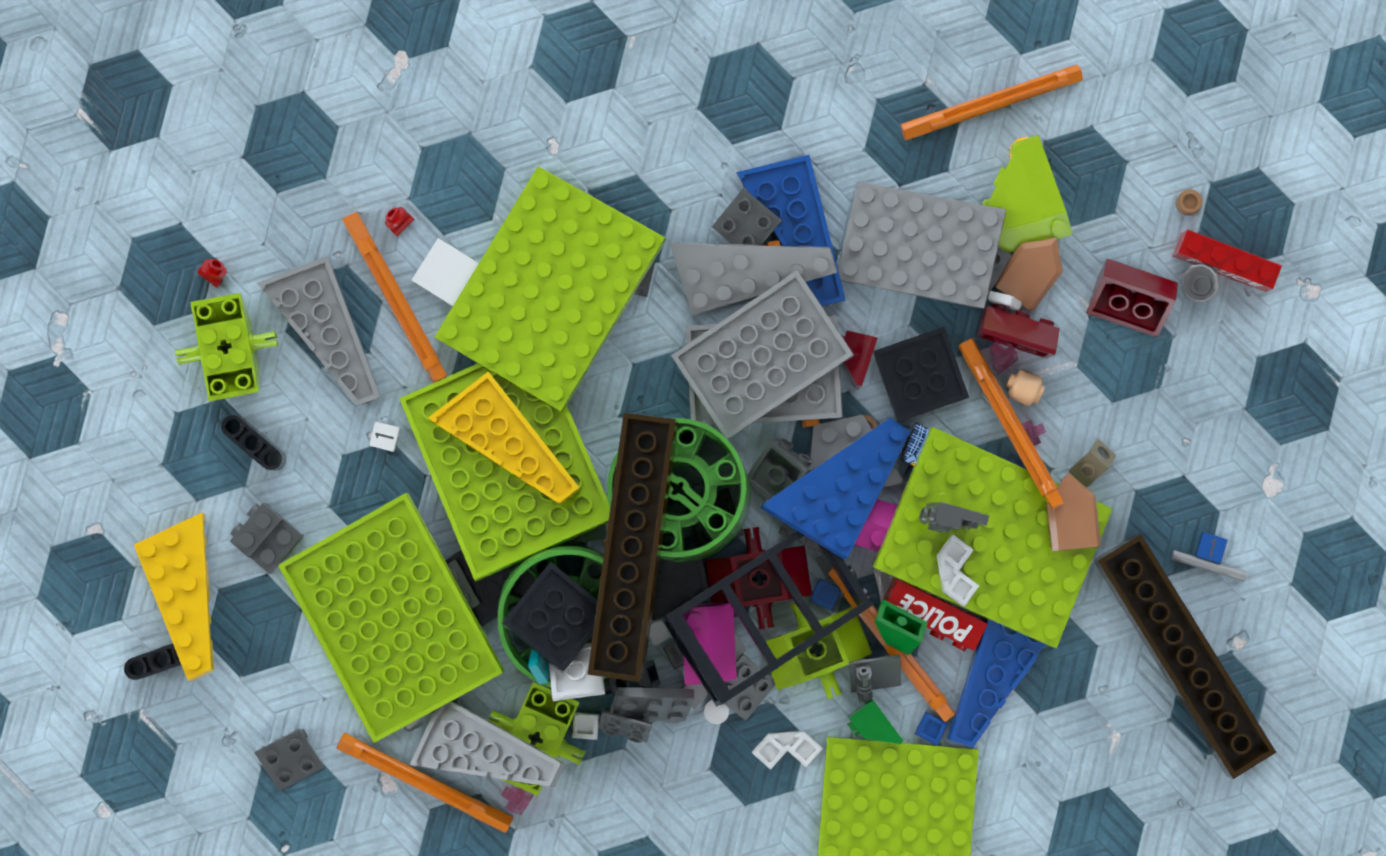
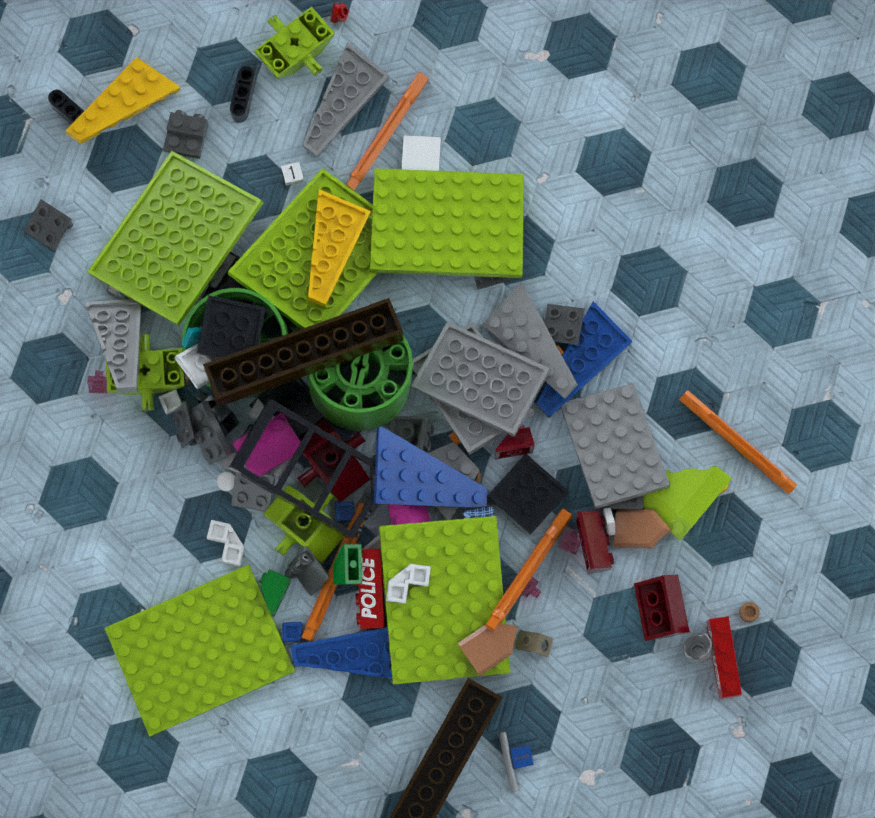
camera: 60 degrees right, 10 degrees down
(398, 220) = (437, 107): red plate -> none
(425, 783) = (78, 350): orange piece -> none
(944, 517) = (439, 550): dark grey plate -> none
(1025, 387) = (559, 568): light nougat head -> none

